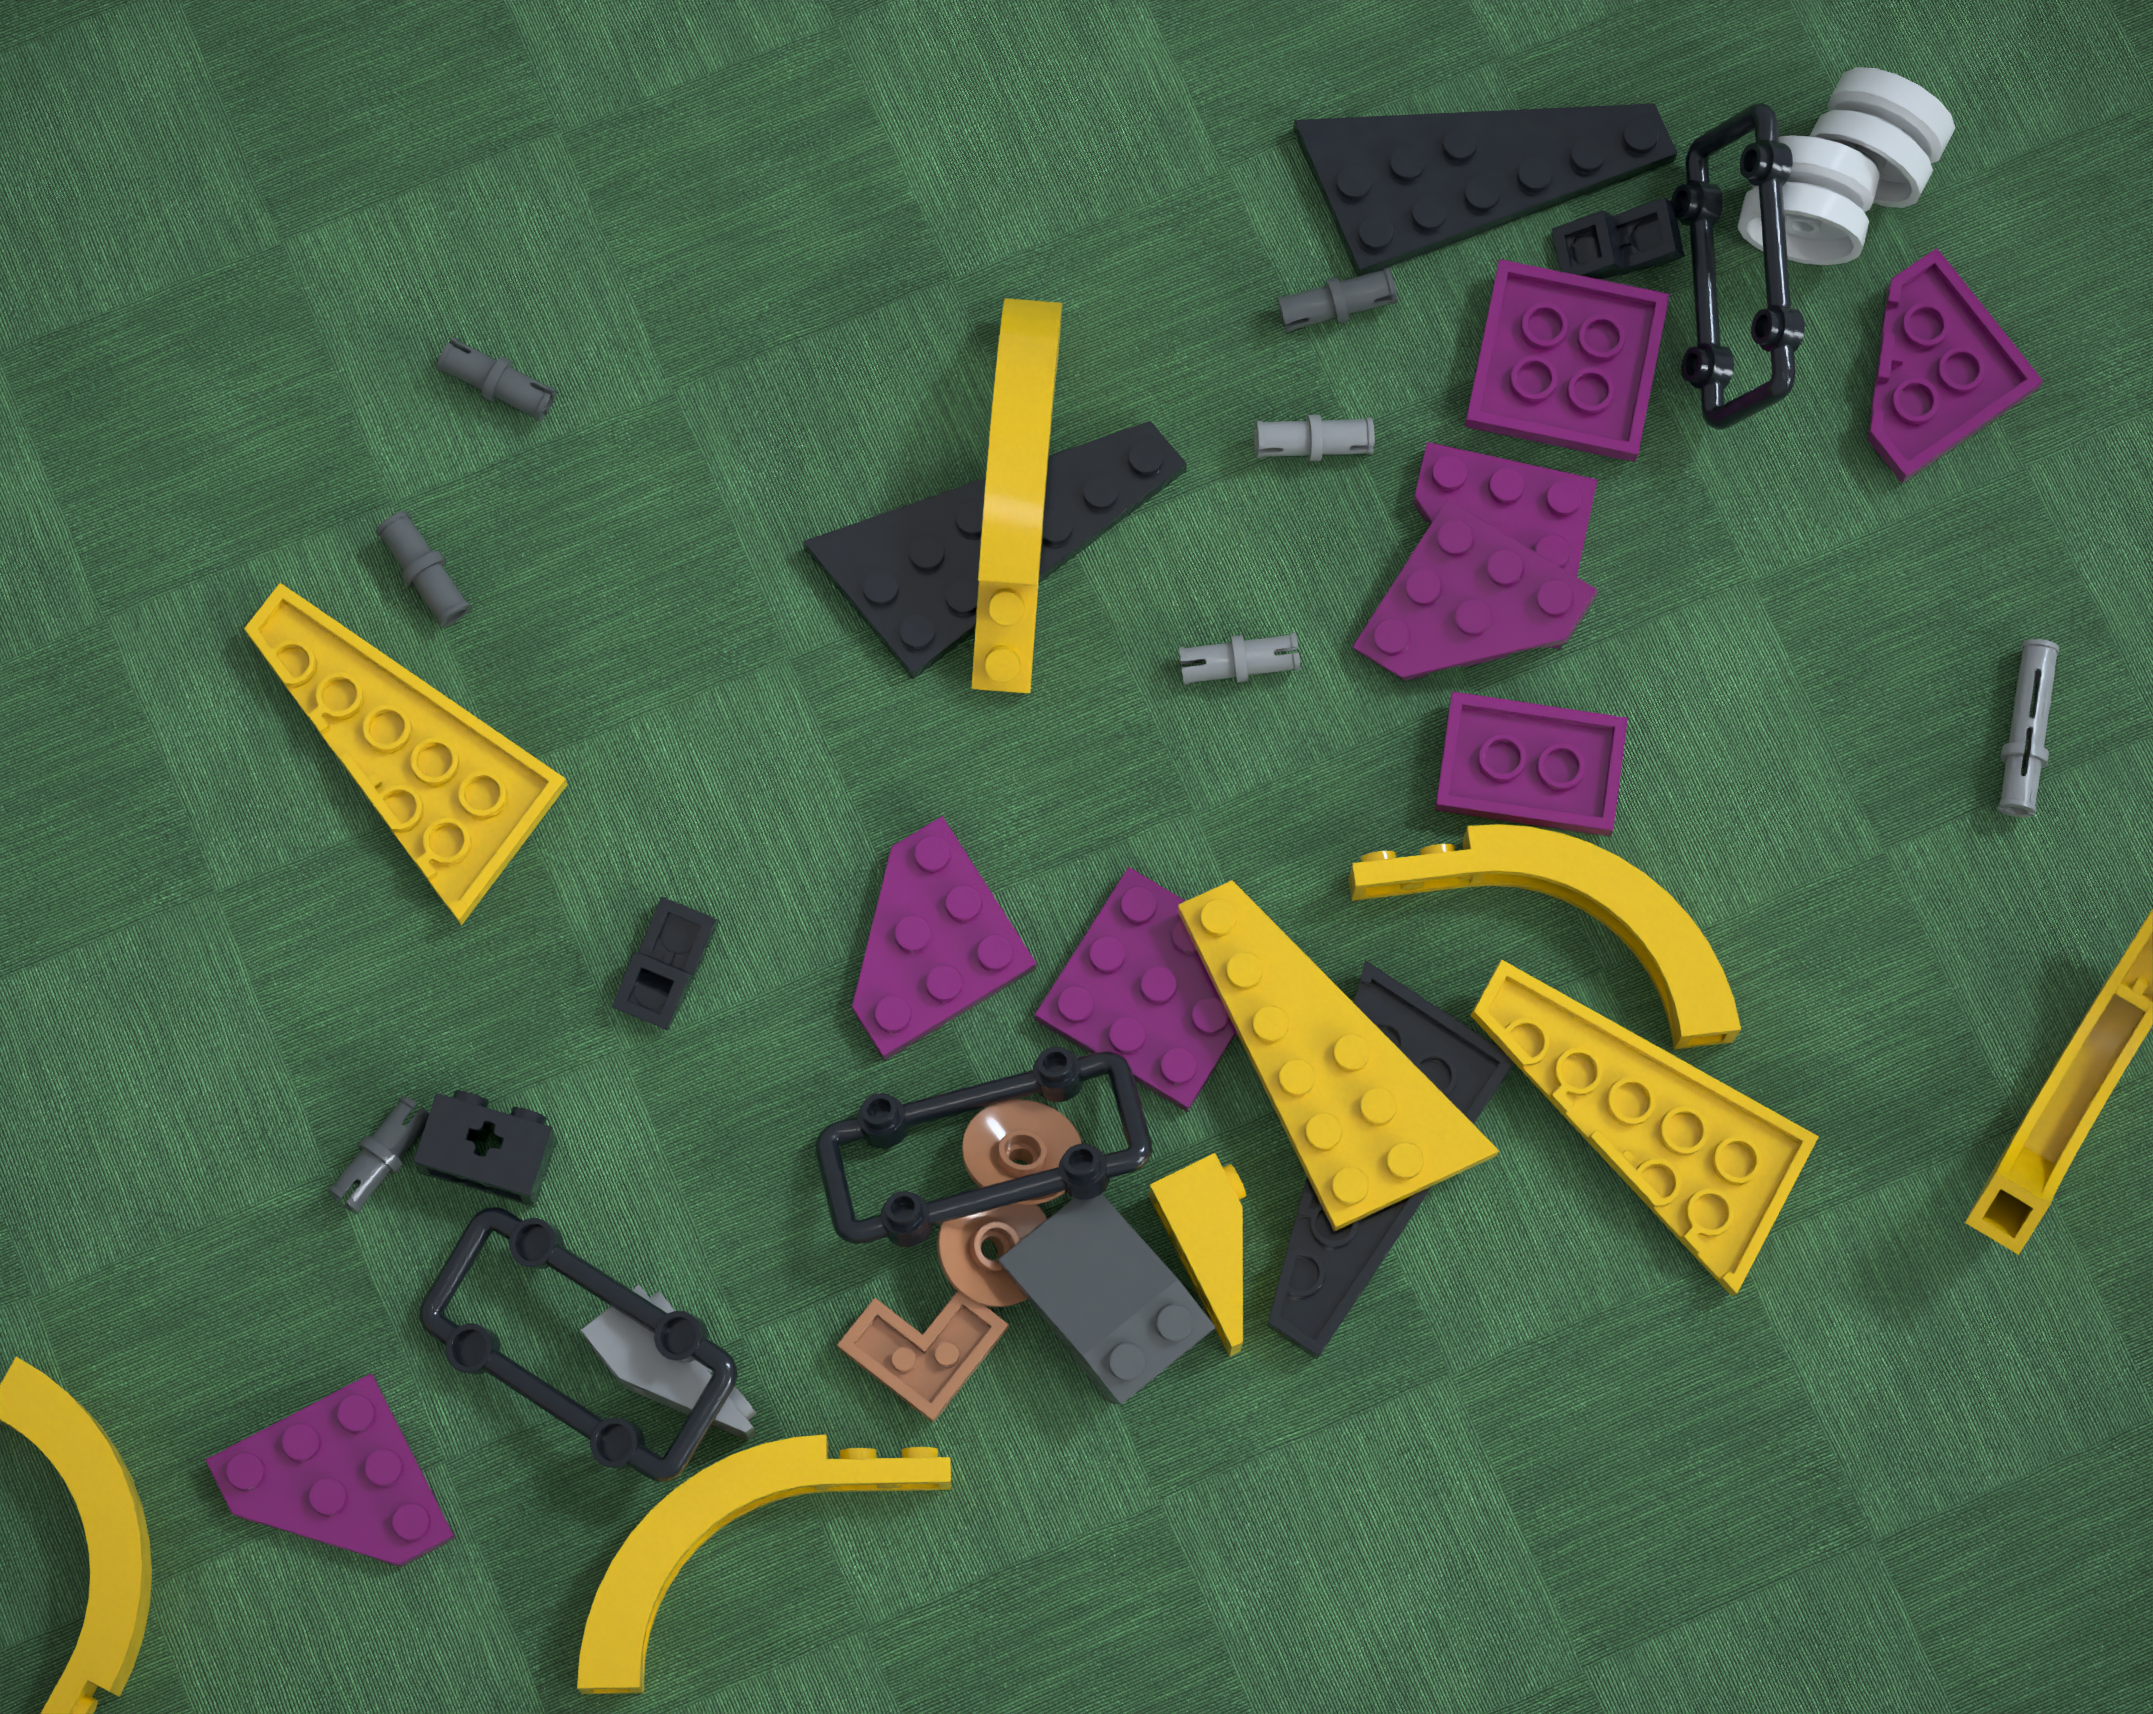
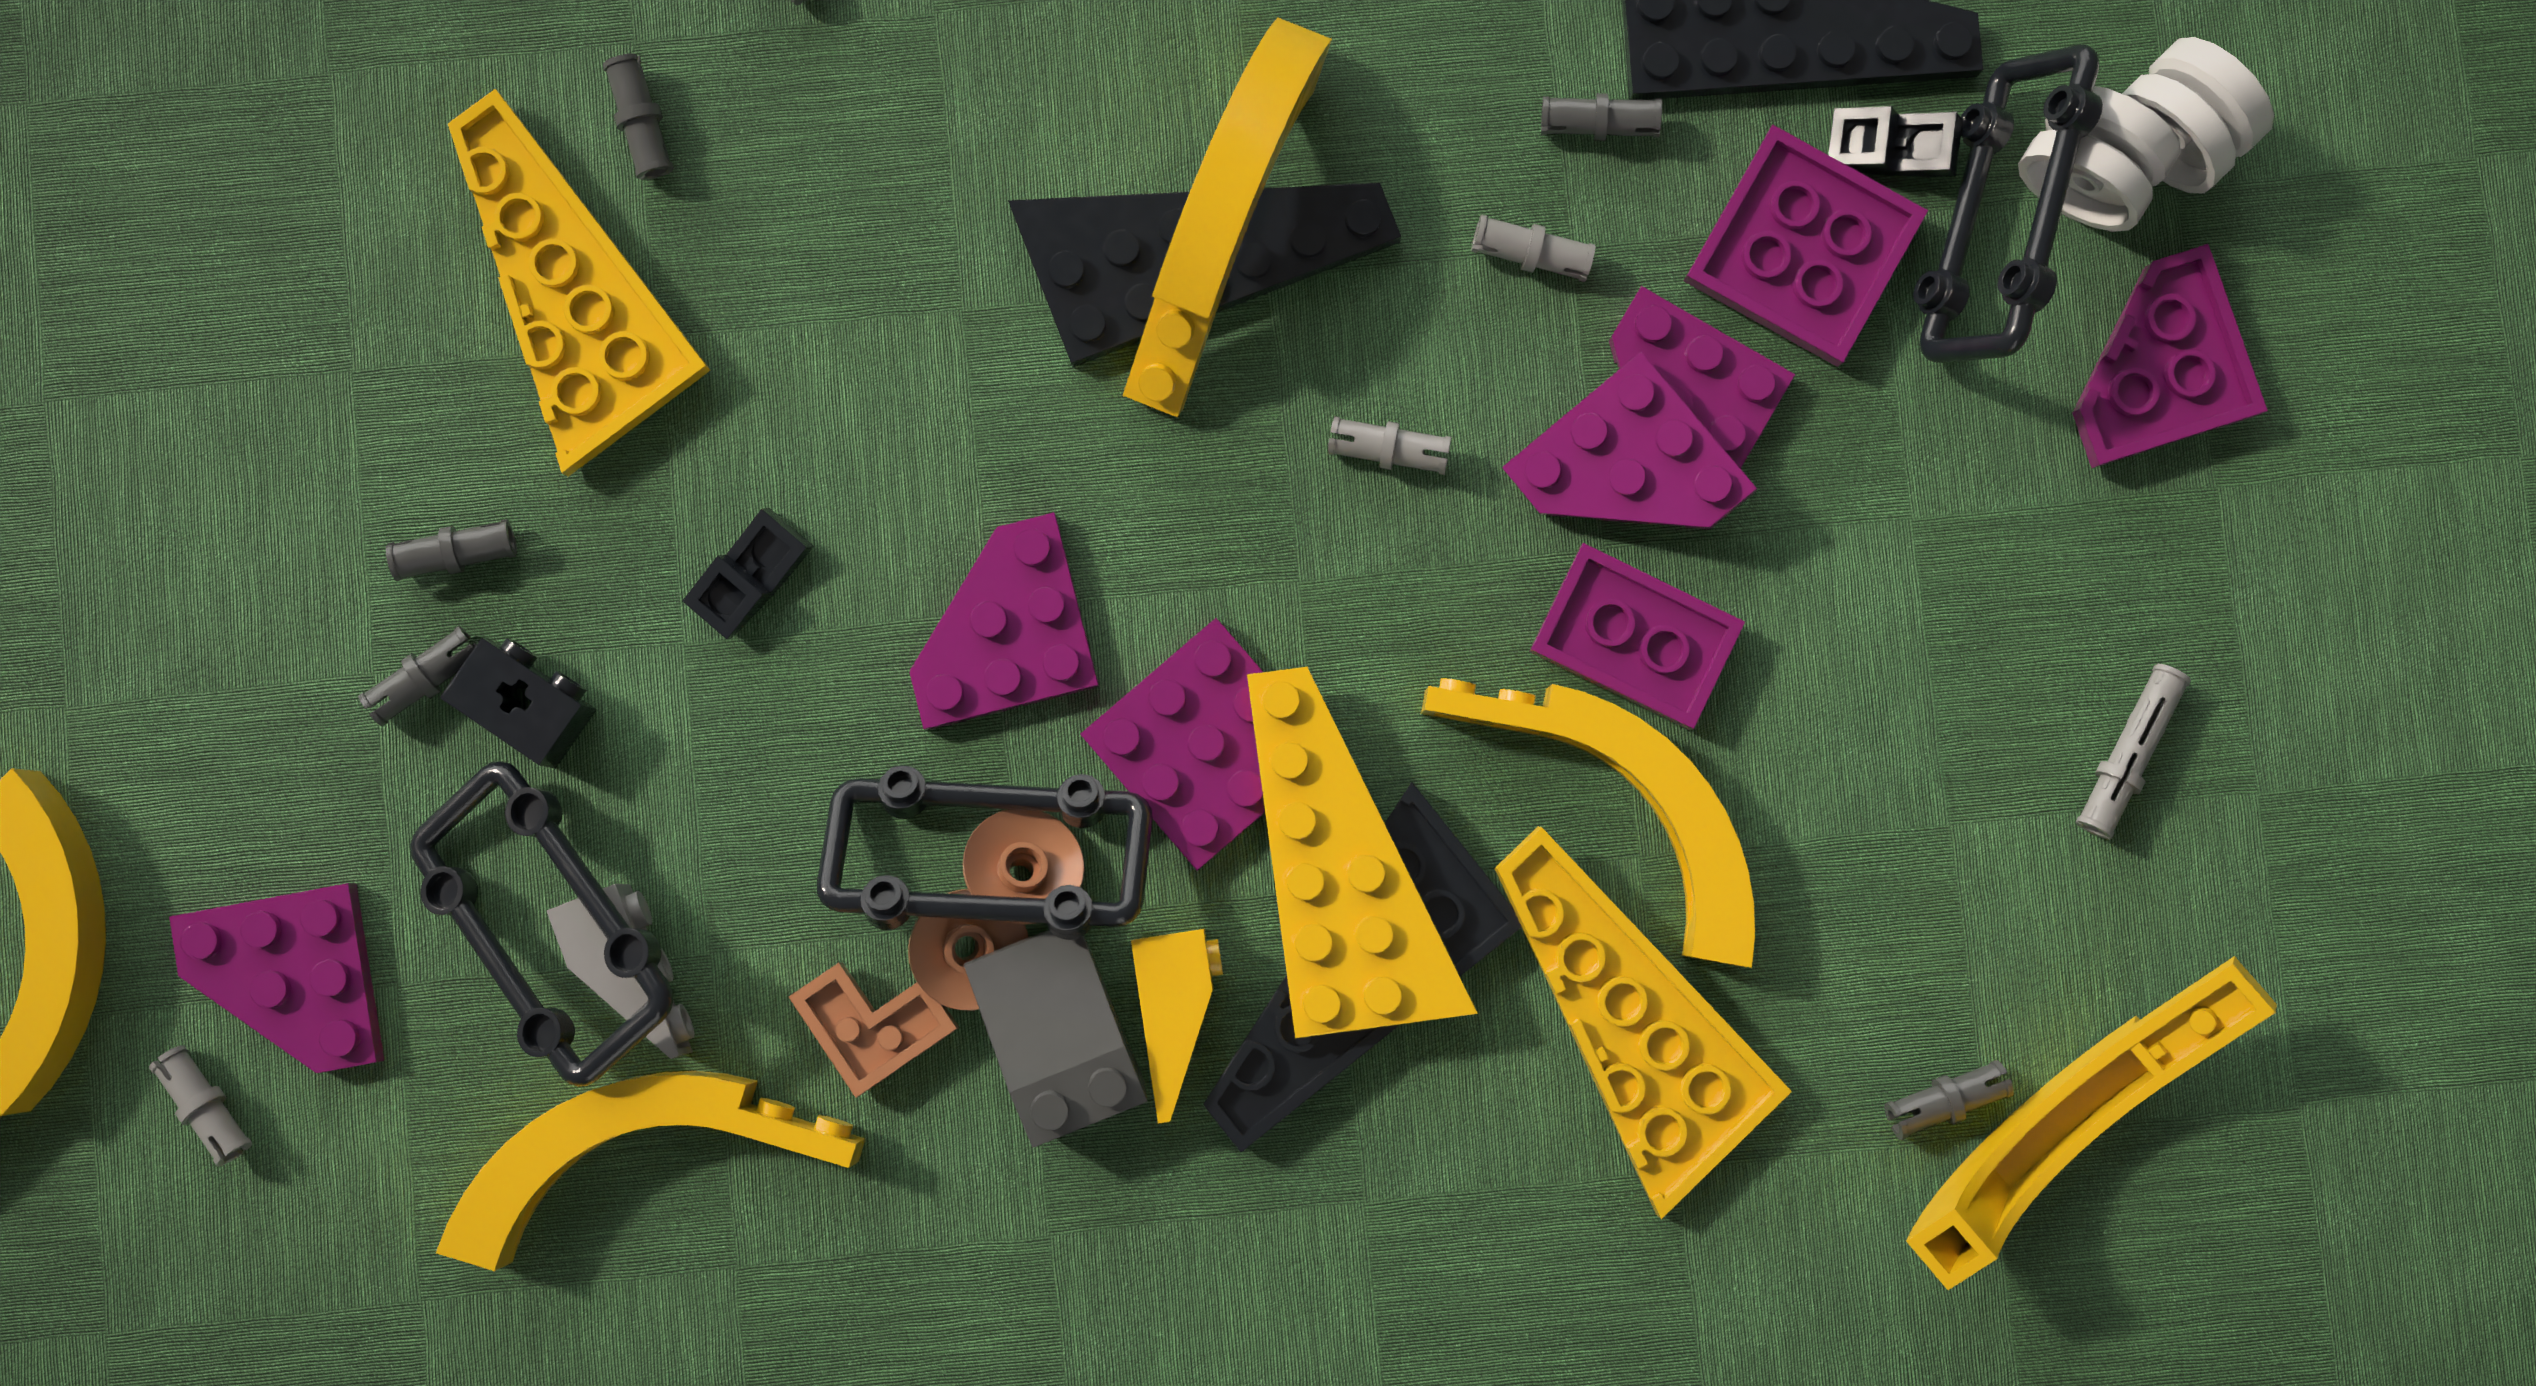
camera: 20 degrees right, 10 degrees up
(293, 1631) = (200, 1105): none -> light grey pin
(372, 1027) = (451, 550): none -> dark grey pin
(1968, 1101) = (1948, 1099): none -> dark grey pin

